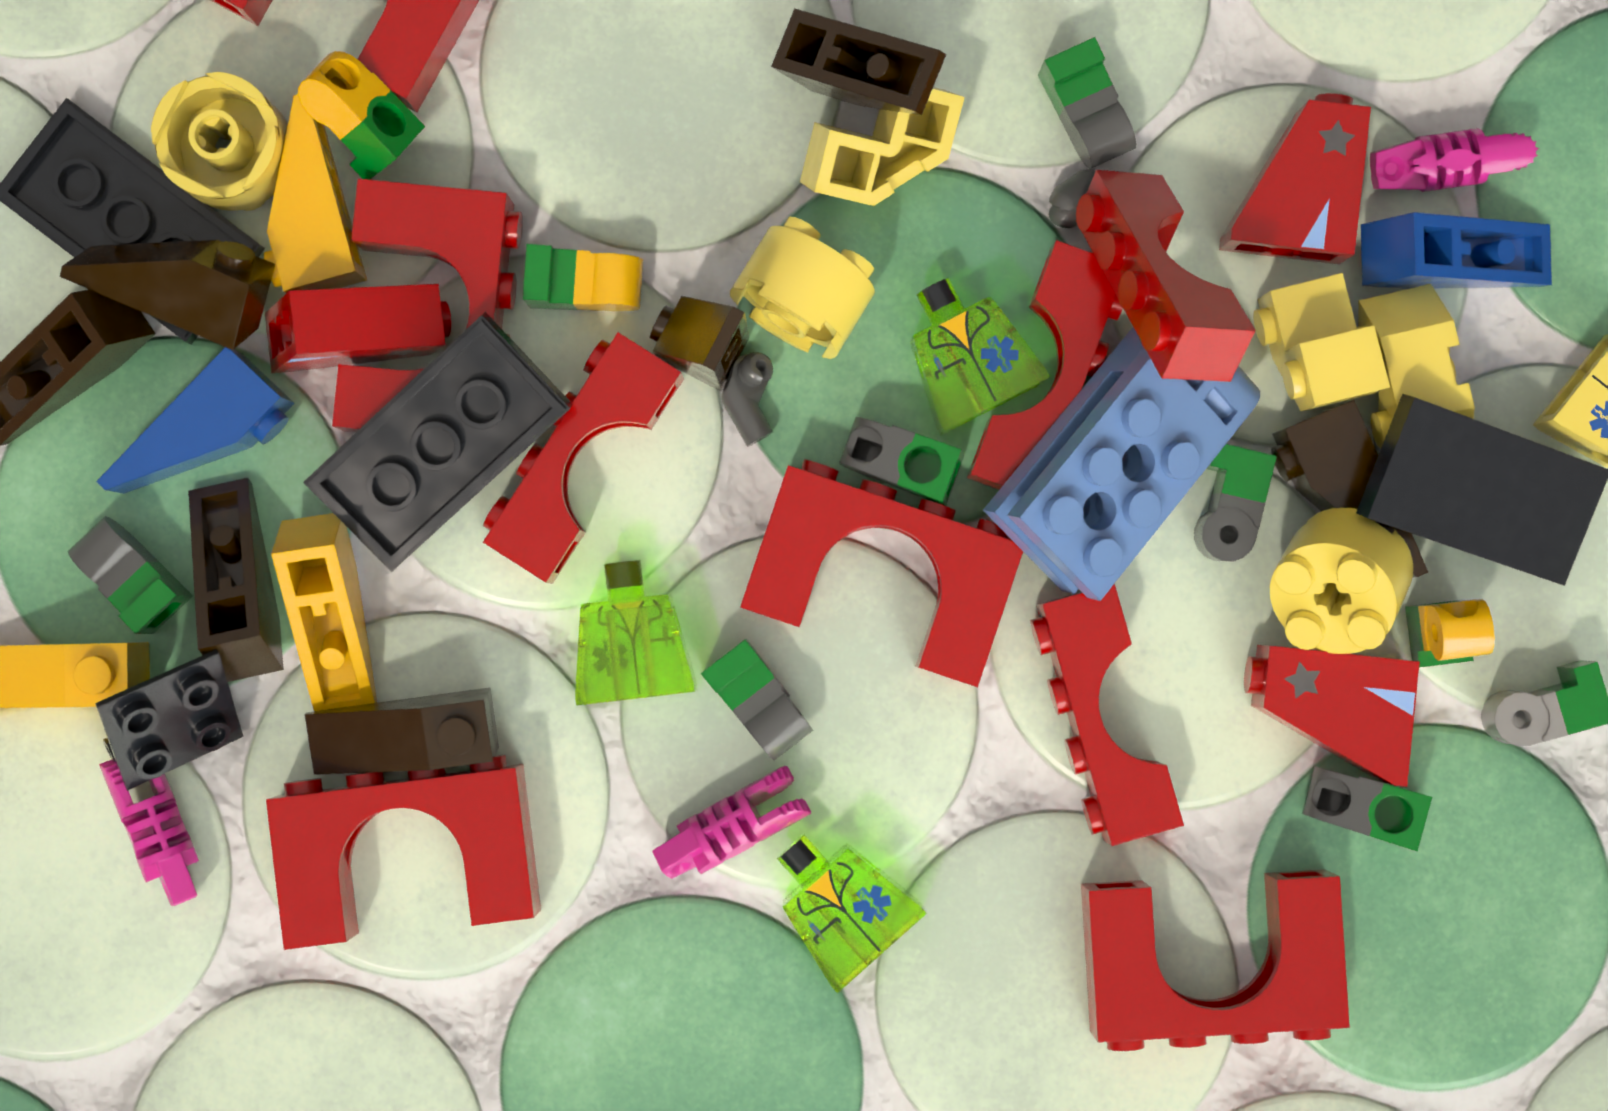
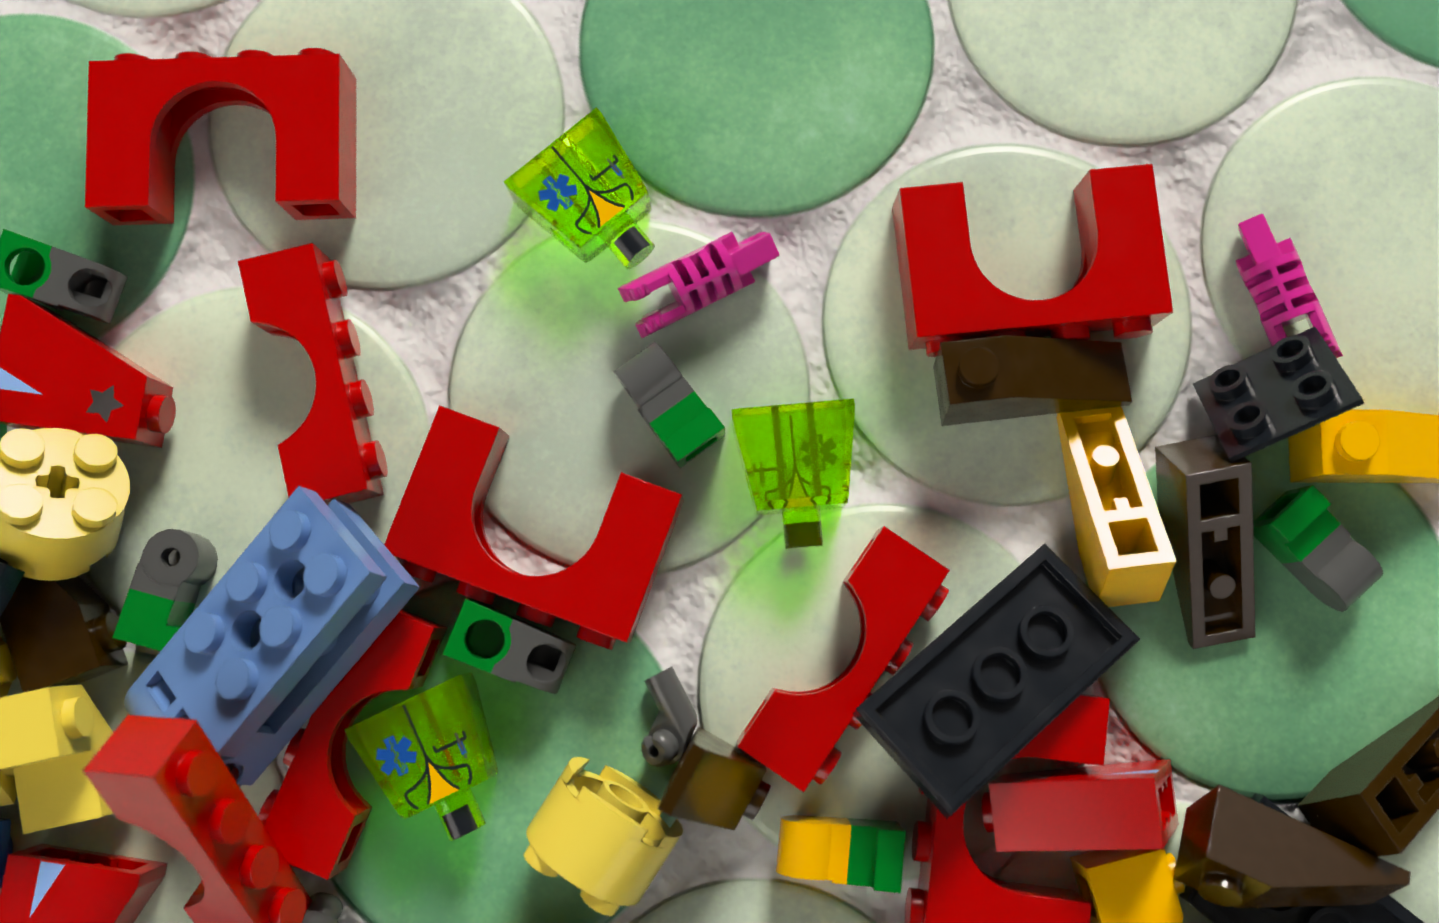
camera: 175 degrees left, 5 degrees down
(212, 418) = (1232, 714): blue slope -> none

